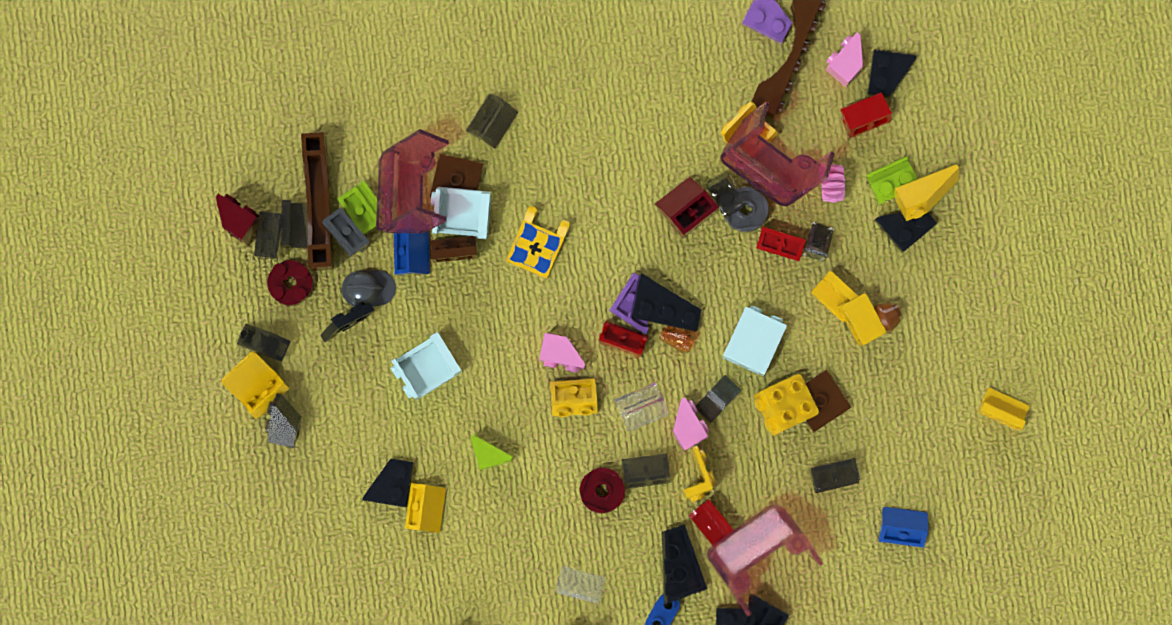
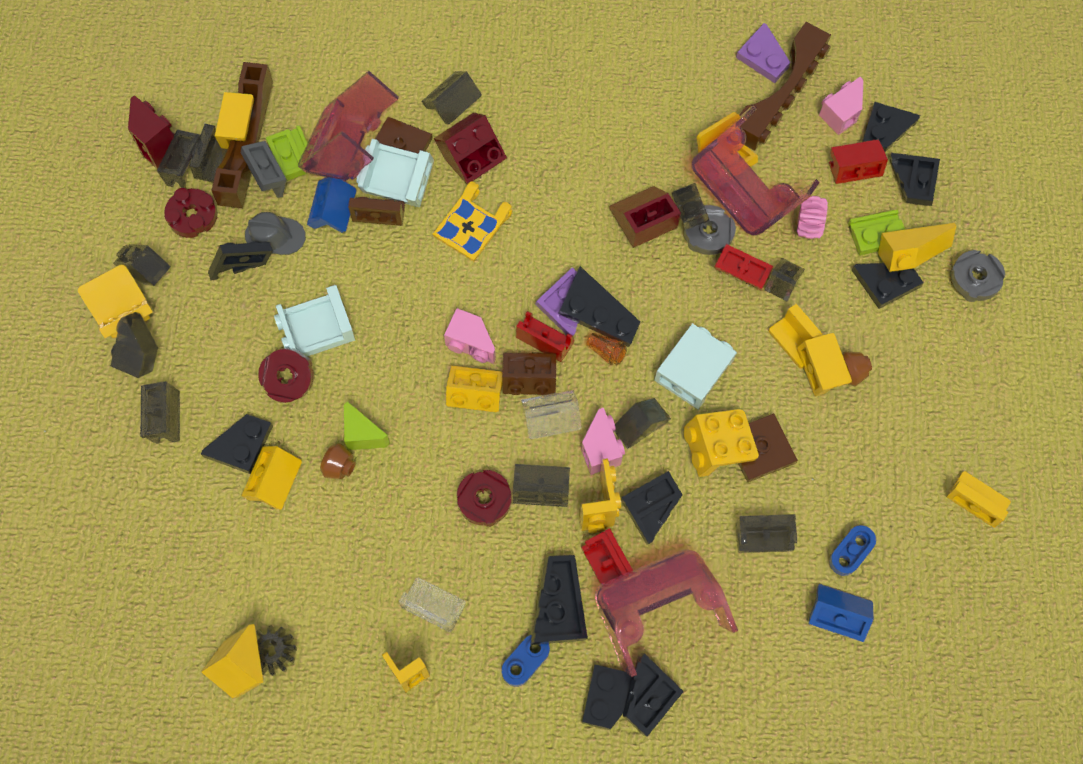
camera: 10 degrees right, 15 degrees down
(307, 189) = (233, 118): none -> yellow panel
(319, 472) = (160, 412): none -> clear smoke hinge
(415, 407) = (301, 371): none -> dark red plate
(477, 486) = (337, 462): none -> dark orange cone
(520, 171) = (471, 147): none -> dark red slope
(616, 375) = (529, 373): none -> reddish brown bracket
(739, 468) = (652, 504): none -> black wing
(905, 475) = (851, 551): none -> blue plate
(920, 120) = (916, 177): none -> black wing
(983, 194) = (972, 288): none -> flat silver plate

